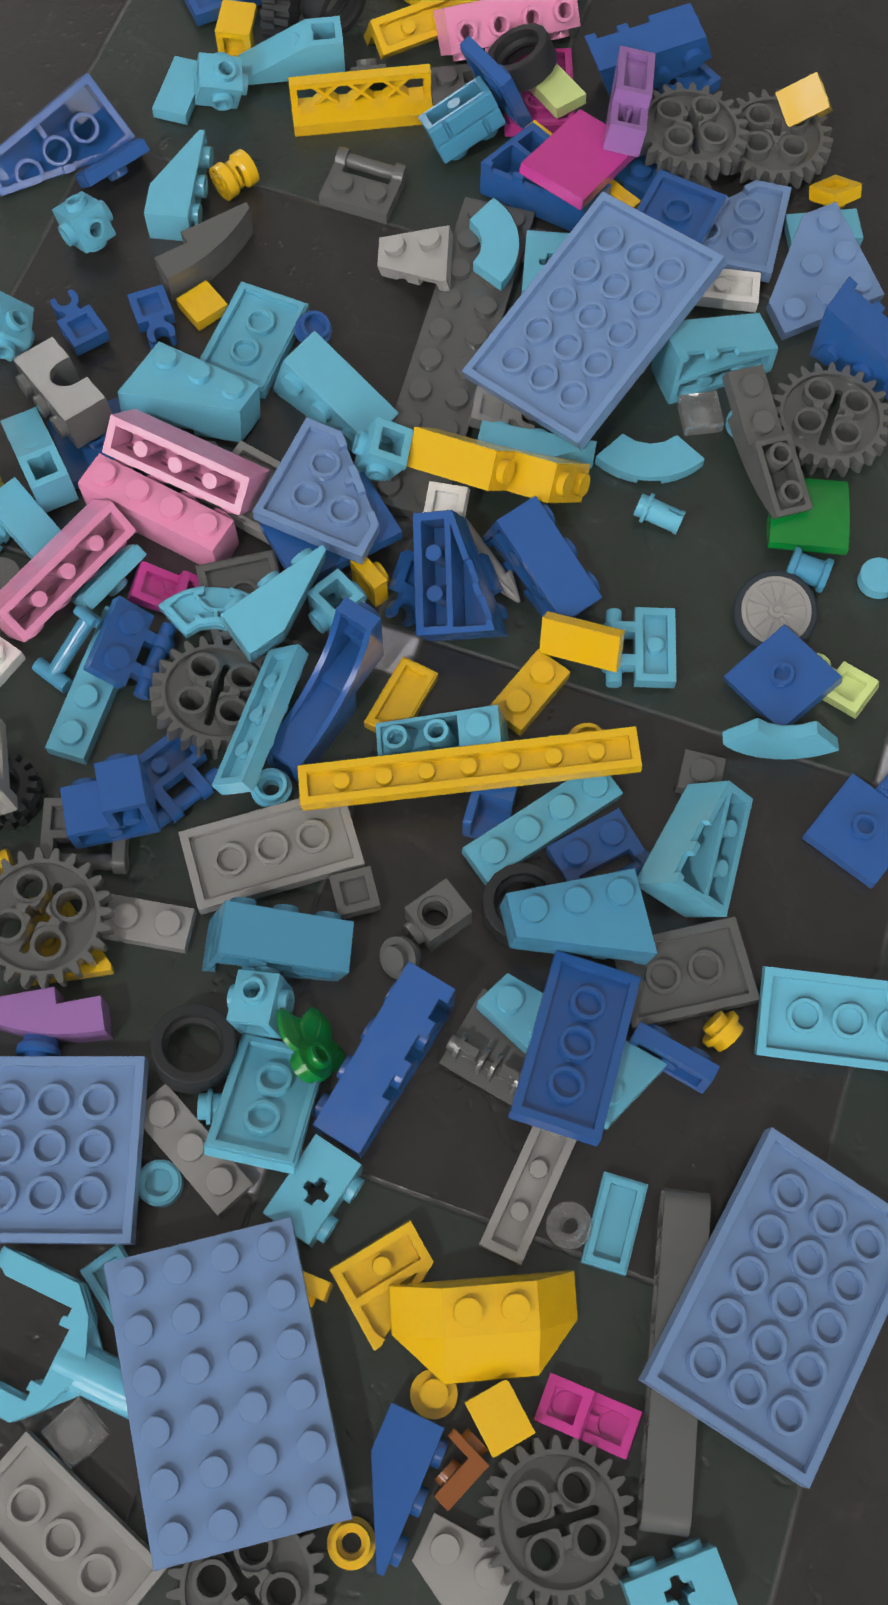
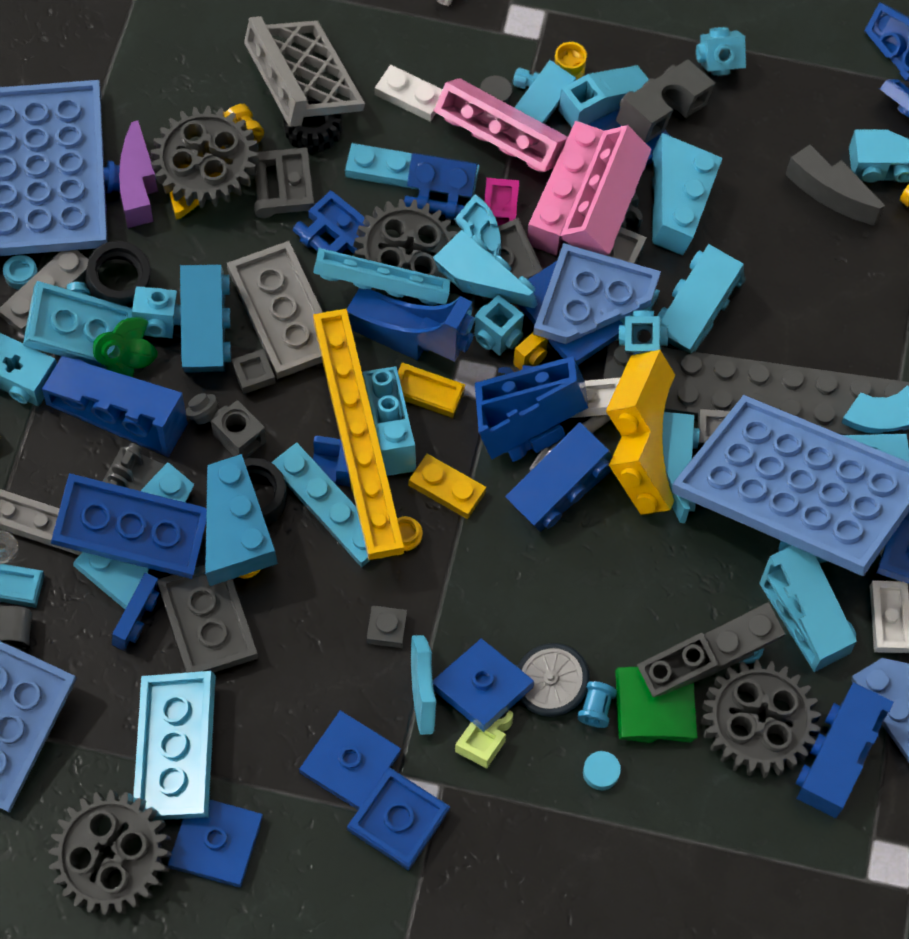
camera: 80 degrees right, 5 degrees down
(54, 671) = (420, 140): dark azure piece -> none
(79, 325) = (740, 107): blue plate -> none
(84, 222) = (840, 90): medium azure brick -> none
(109, 578) = (502, 163): medium azure plate -> none
(113, 805) = (298, 186): blue brick -> none
(151, 923) = (217, 235): light grey plate -> none
(153, 314) = (764, 155): blue plate -> none
(202, 305) = (783, 194): yellow tile -> none
(255, 335) = (759, 237): medium azure tile -> none
(268, 777) = (333, 295): medium azure plate -> none
(311, 322) = (773, 281): blue plate -> none
(418, 256) = (865, 354): light grey wing -> none
(581, 641) = (489, 512): yellow tile -> none
(596, 847) = (311, 547): blue plate -> none
(649, 462) = (690, 567): medium azure tile -> none
(653, 647) = (503, 577): medium azure plate -> none
(659, 513) = (635, 575): medium azure pin -> none
(699, 850) = (308, 615): medium azure wedge -> none
(700, 413) = (744, 599): clear plate -> none
(722, 1030) = (161, 649): yellow plate -> none

